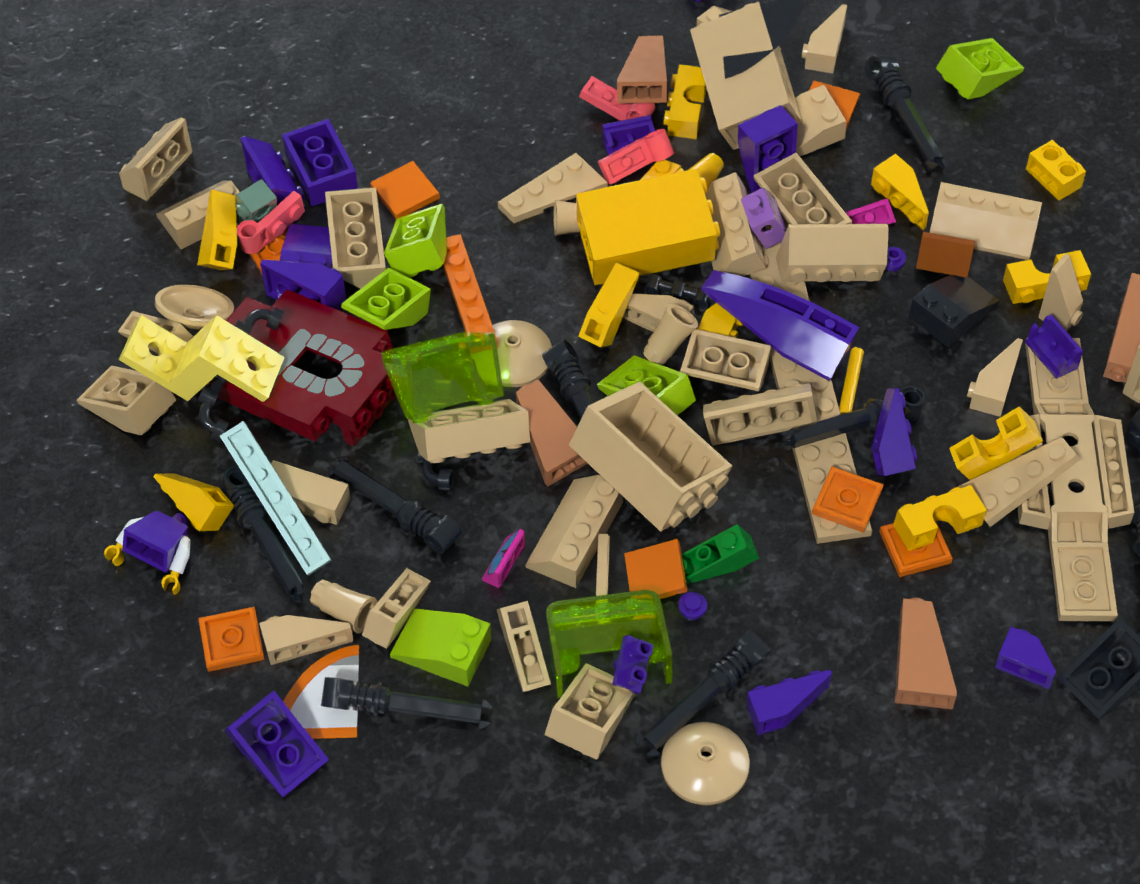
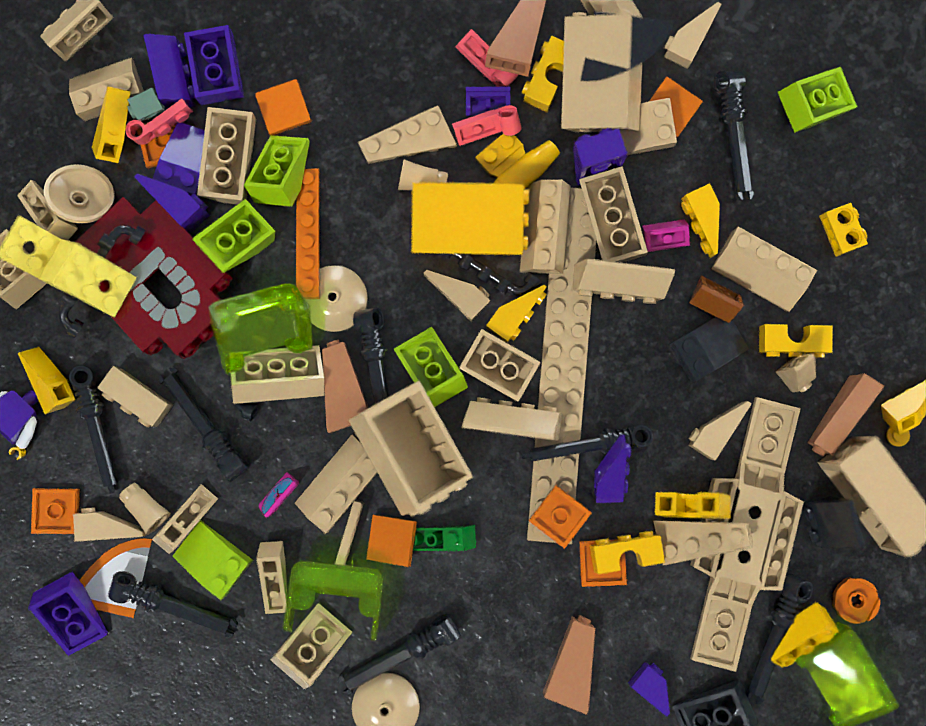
camera: 15 degrees right, 30 degrees up
(275, 498) = (105, 405): light aqua plate -> none
(609, 306) = (418, 287): yellow slope -> none
(632, 664) = (349, 622): dark purple hips -> none
(669, 334) = (466, 324): tan plant -> none
(692, 605) = (413, 575): dark purple plate -> none
(762, 211) = (573, 230): medium lavender torso -> none
(781, 703) = (453, 679): dark purple slope -> none
(785, 321) = (558, 342): dark purple wedge -> none
(851, 380) = (599, 399): yellow piece -> none
(898, 261) = (681, 286): dark purple plate -> none
(1054, 347) = (774, 419): dark purple hinge -> none

